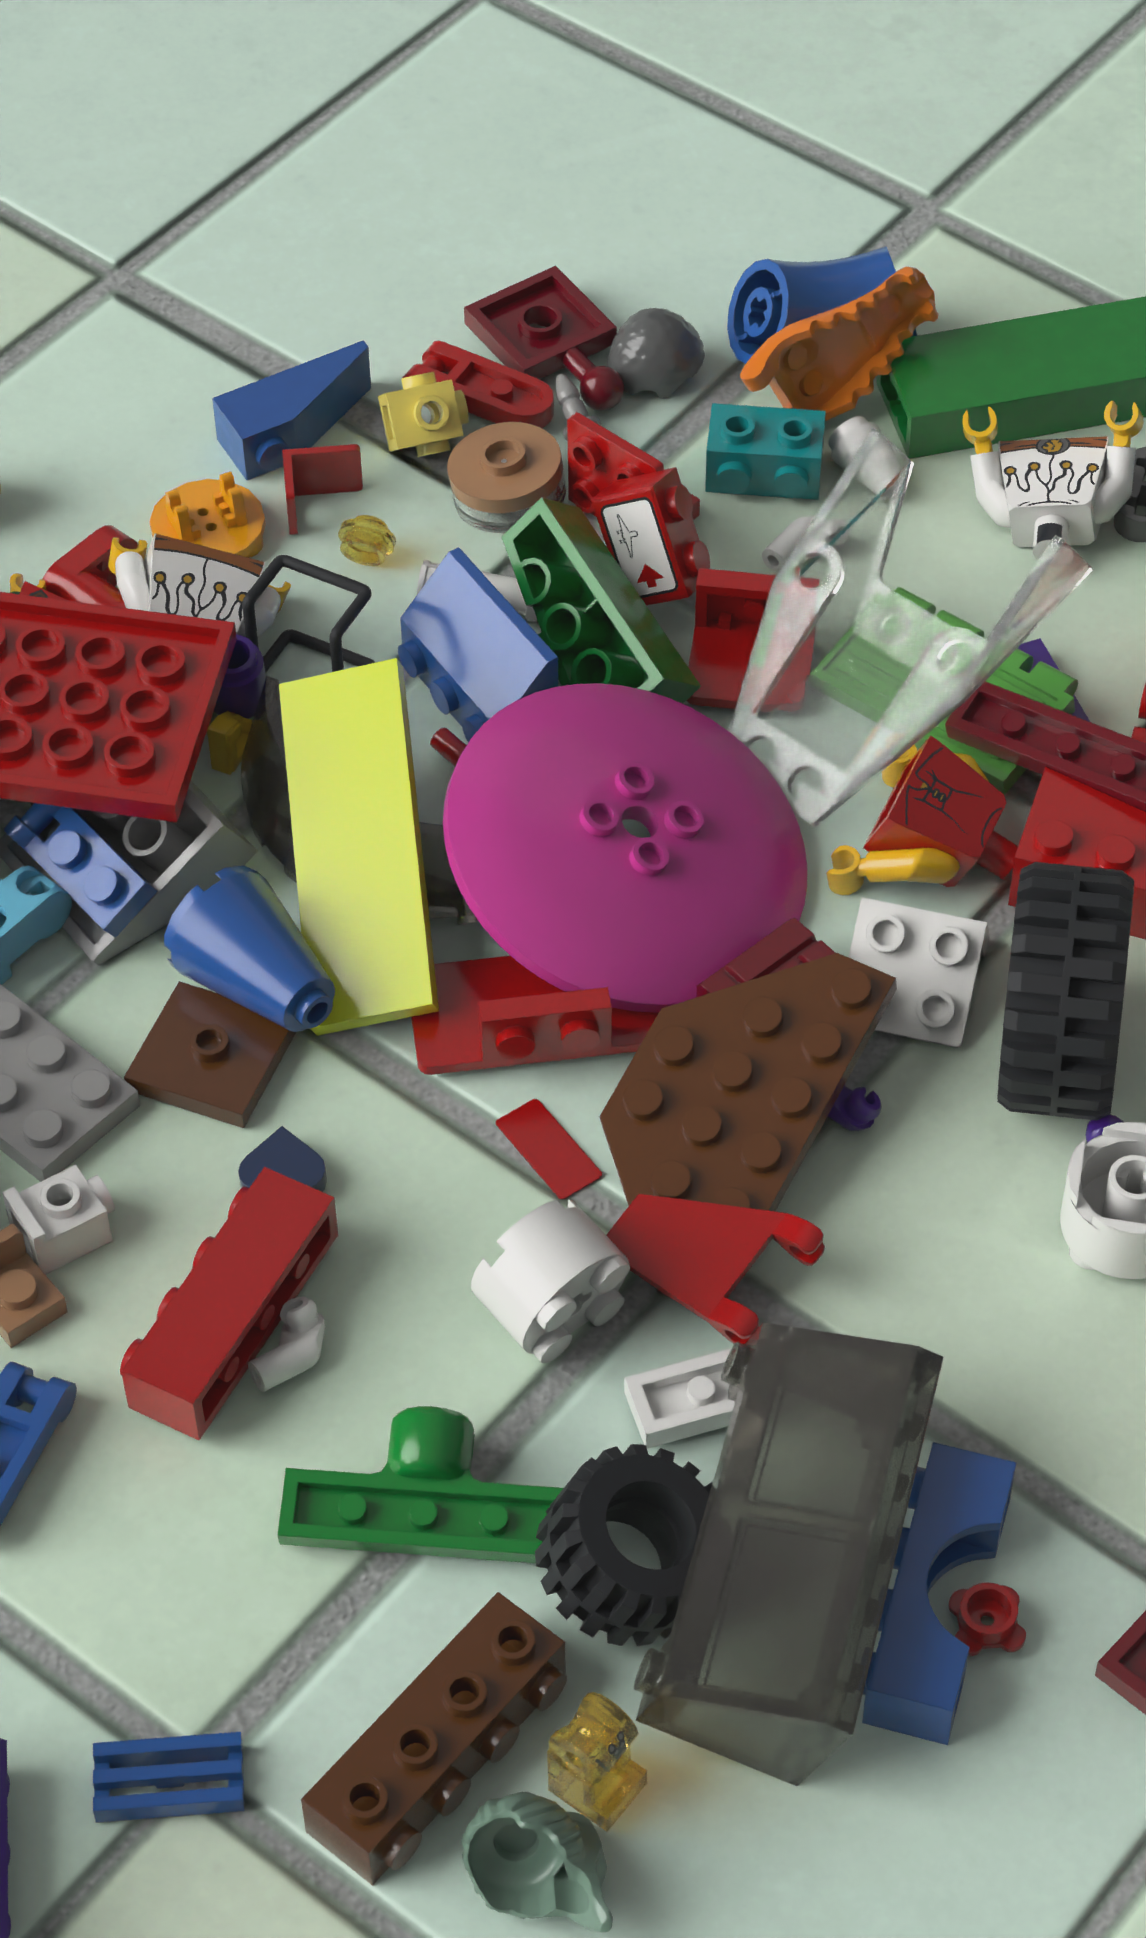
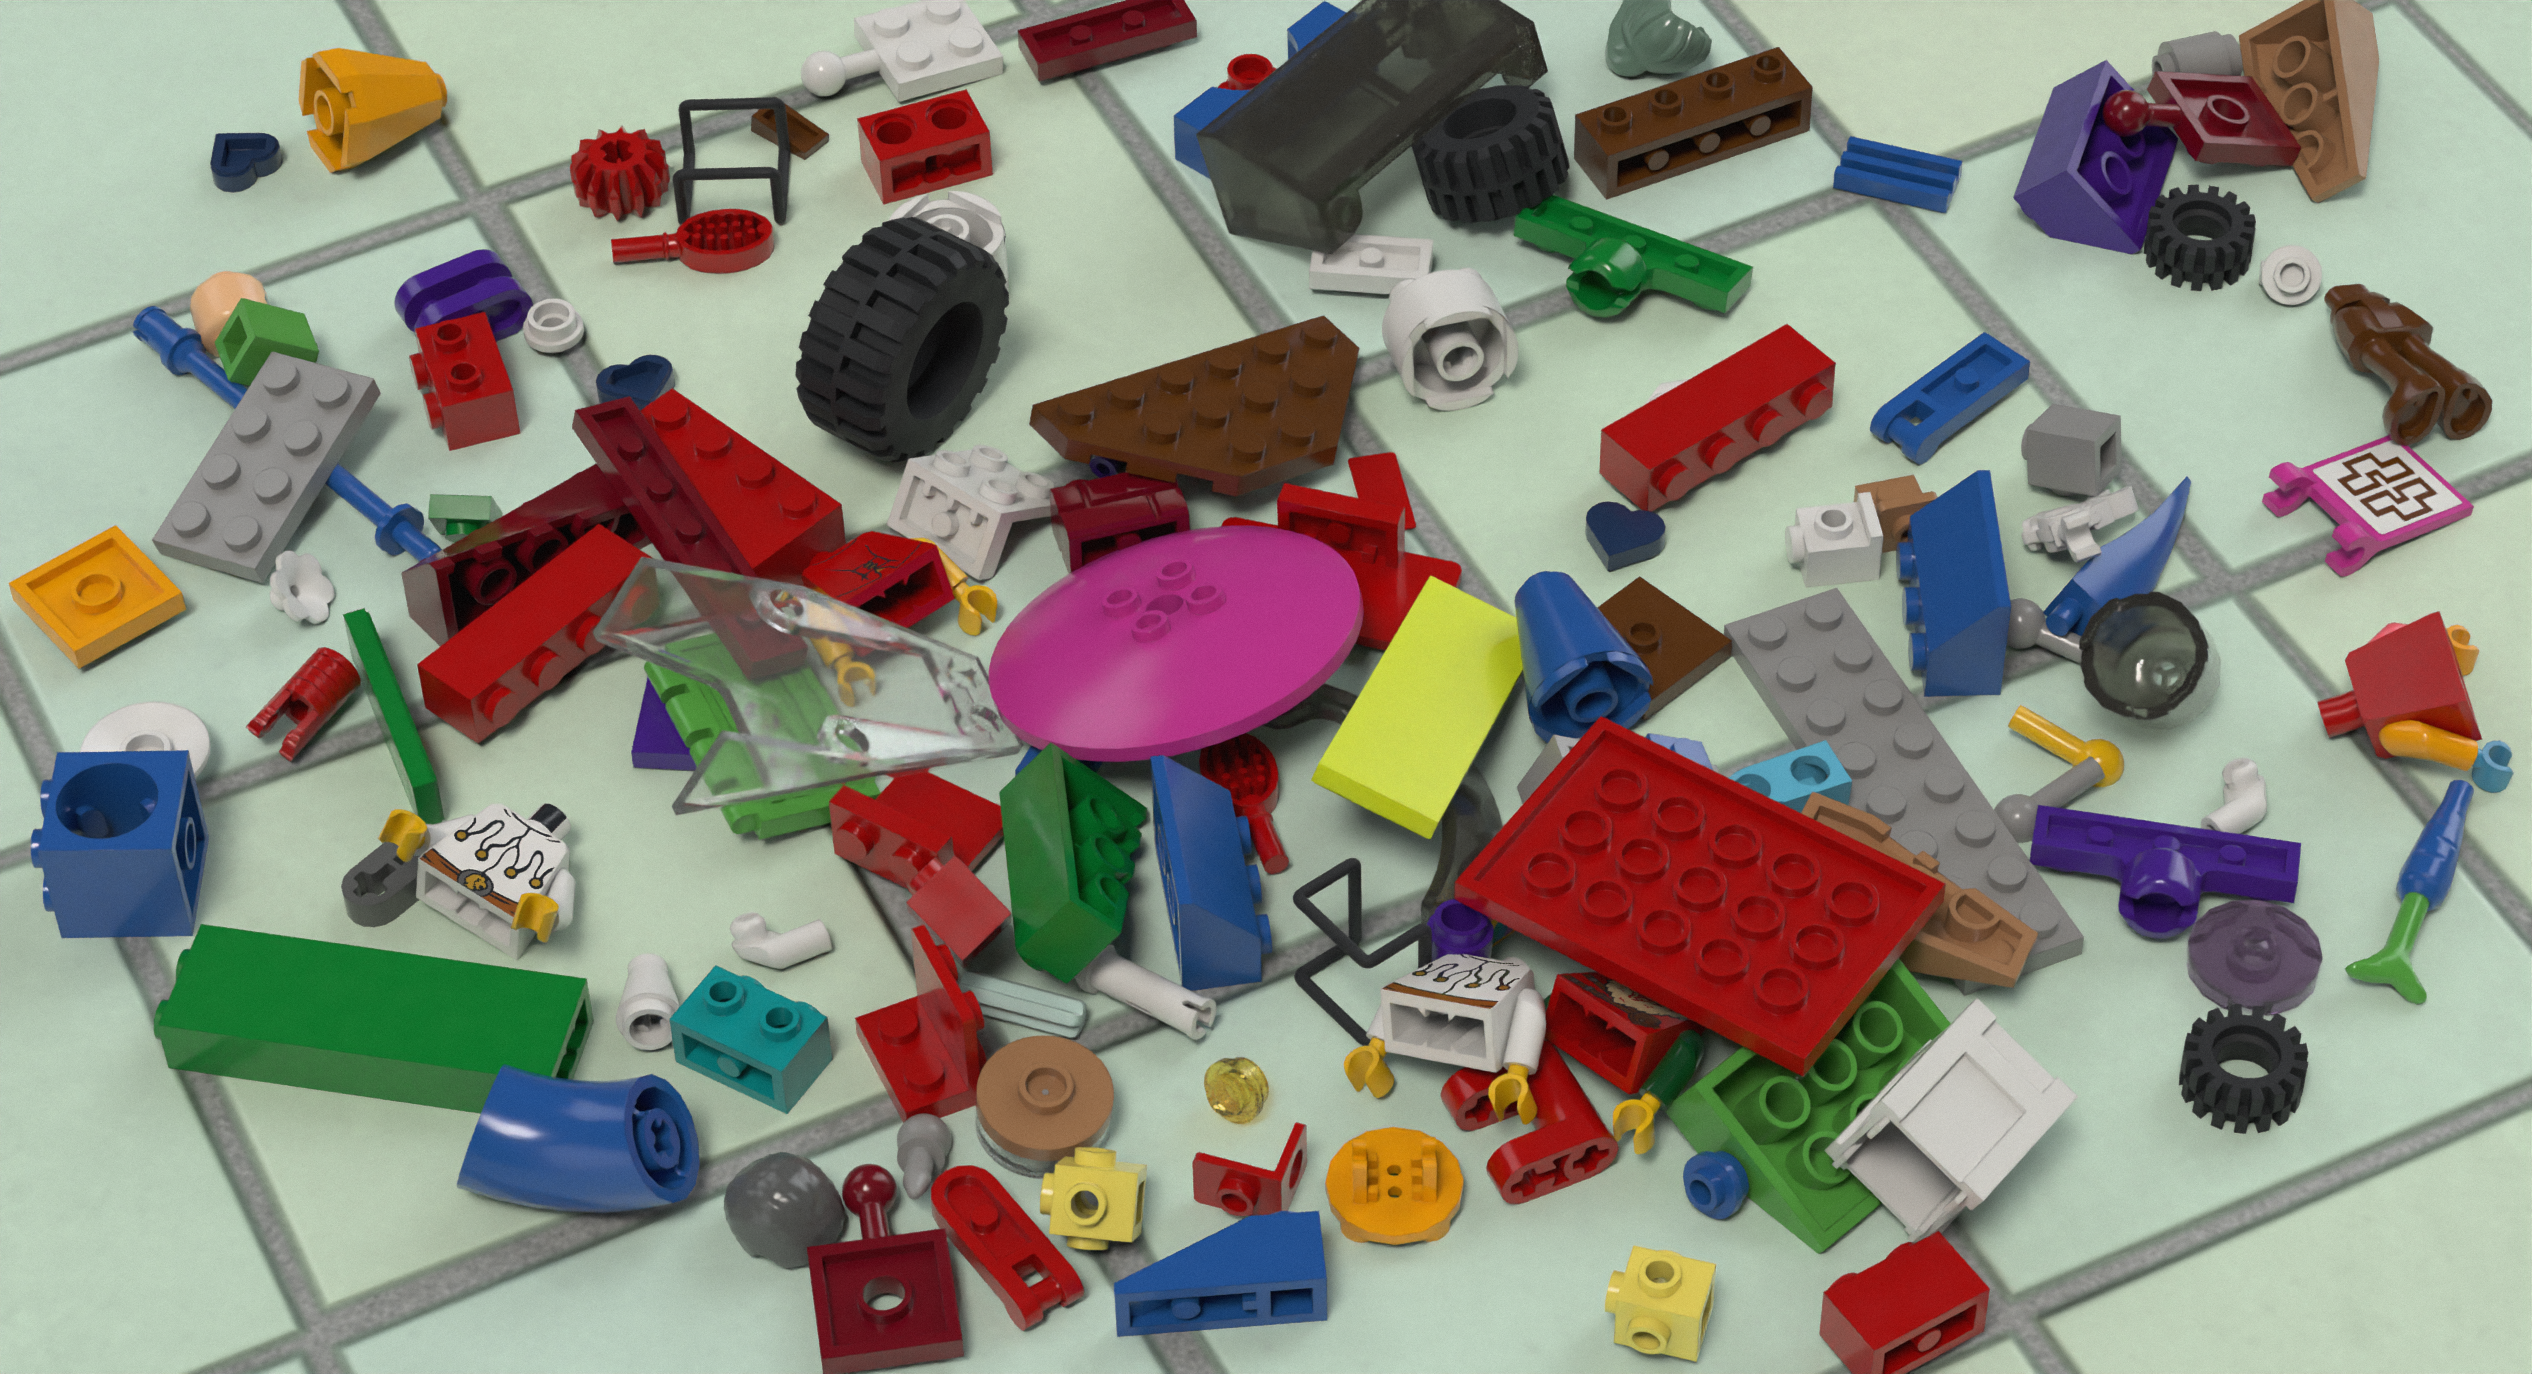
camera: 155 degrees left, 5 degrees down
(593, 1761) = (1589, 53): clear yellow leg -> none
(704, 1251) = (1314, 324): red flag -> none
(838, 353) = (613, 1047): orange animal -> none

